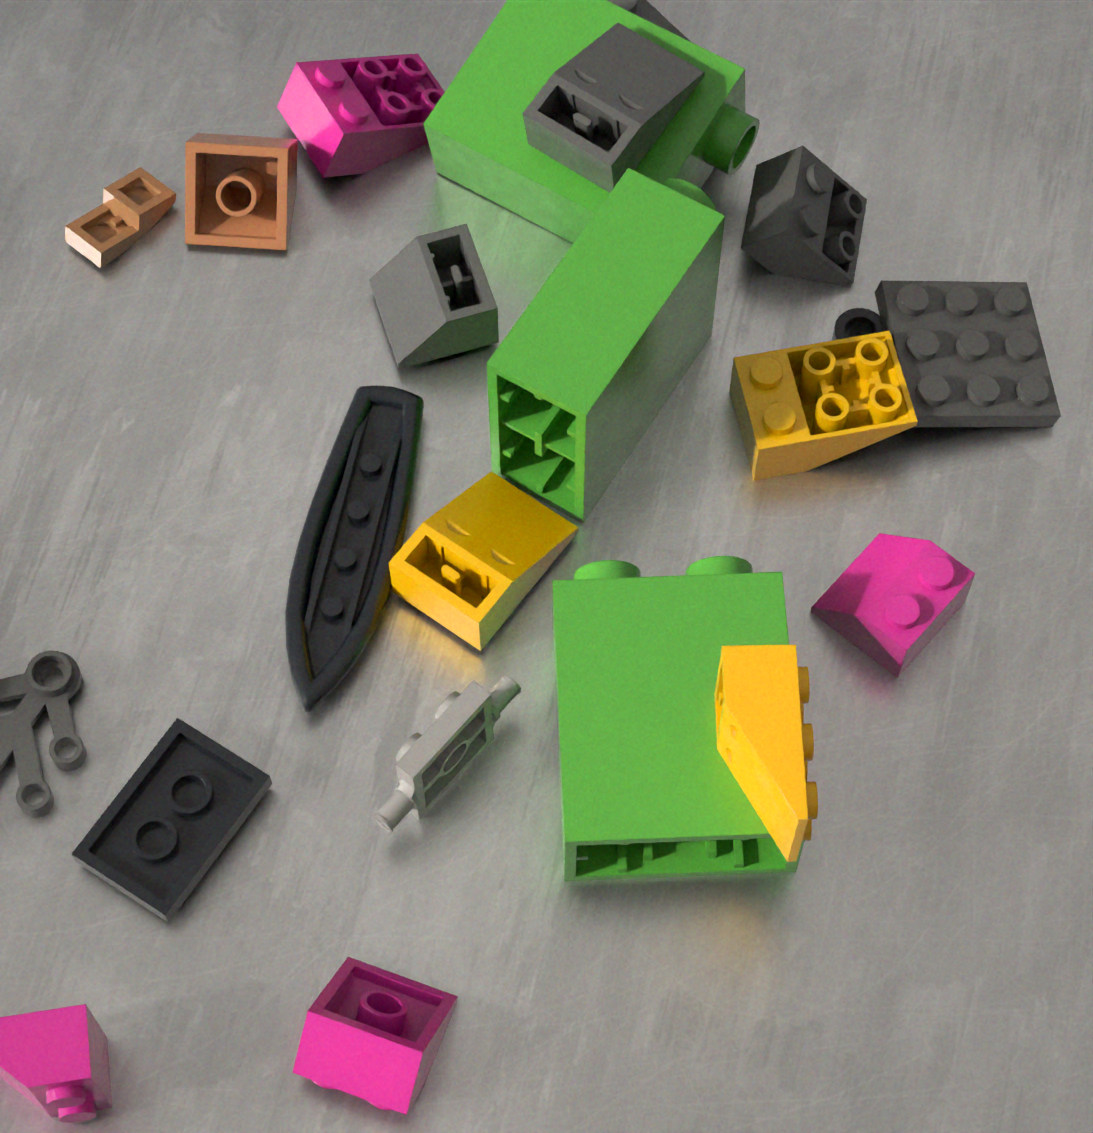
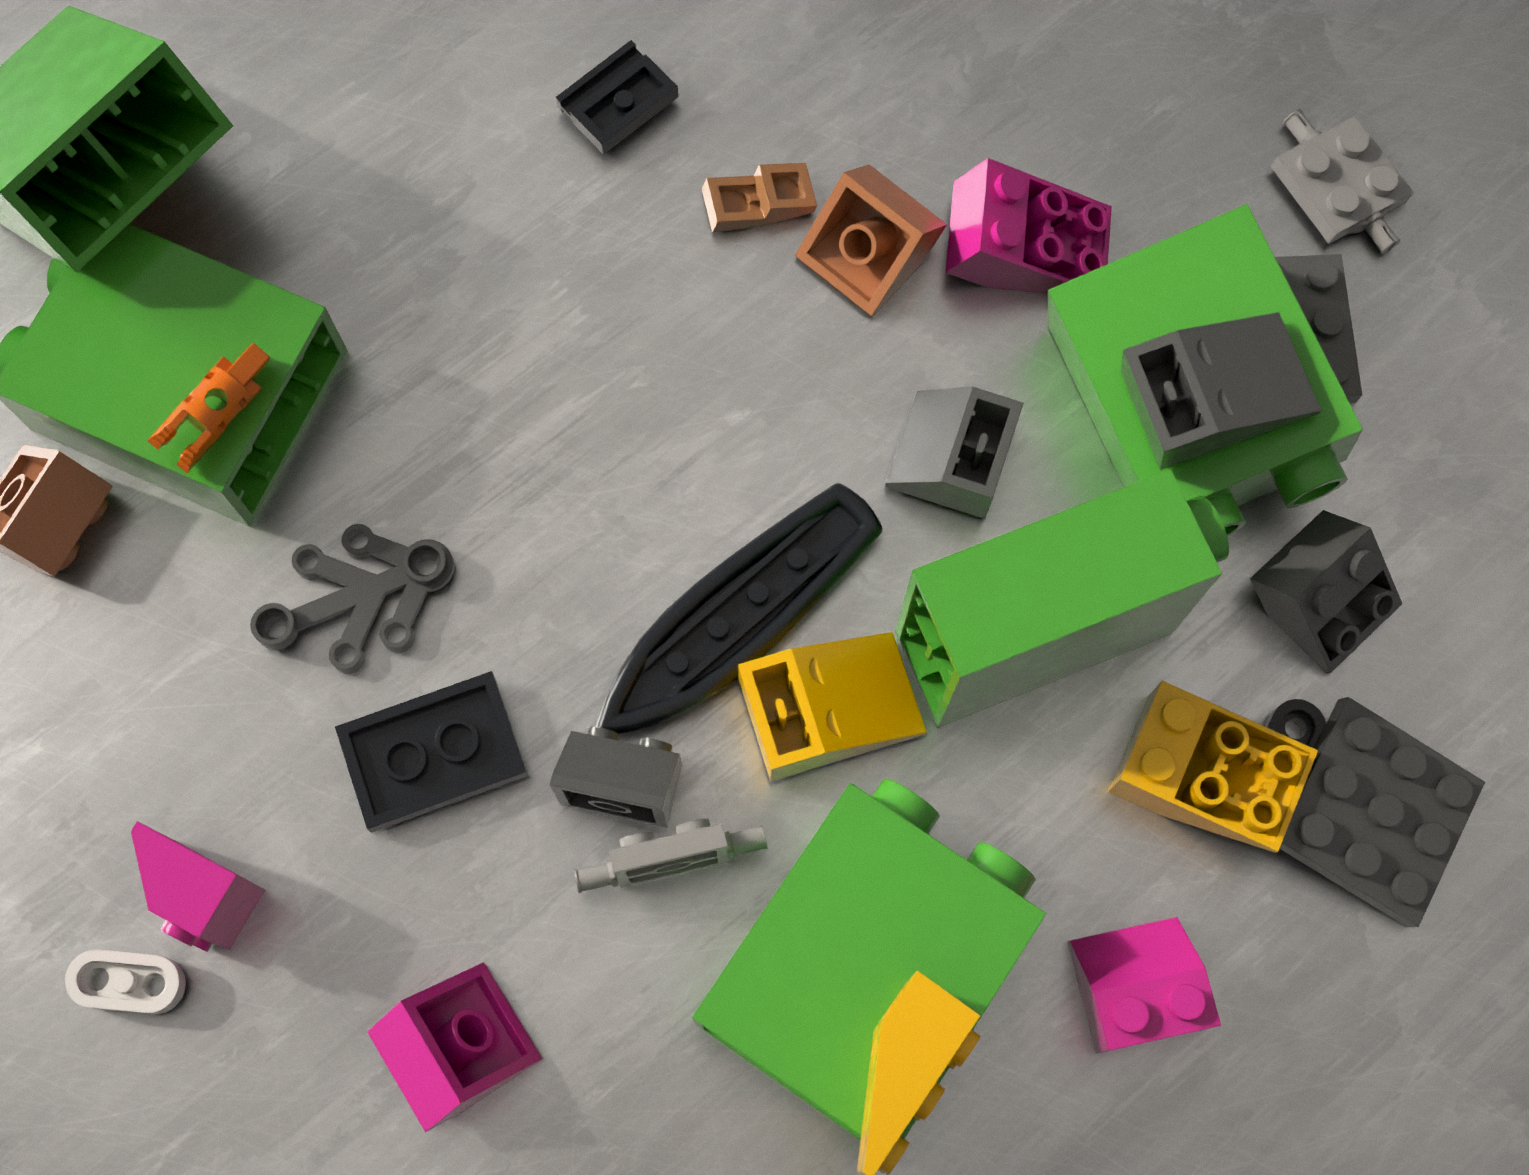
camera: 35 degrees right, 10 degrees up
(353, 726) = (617, 776): none -> dark grey slope

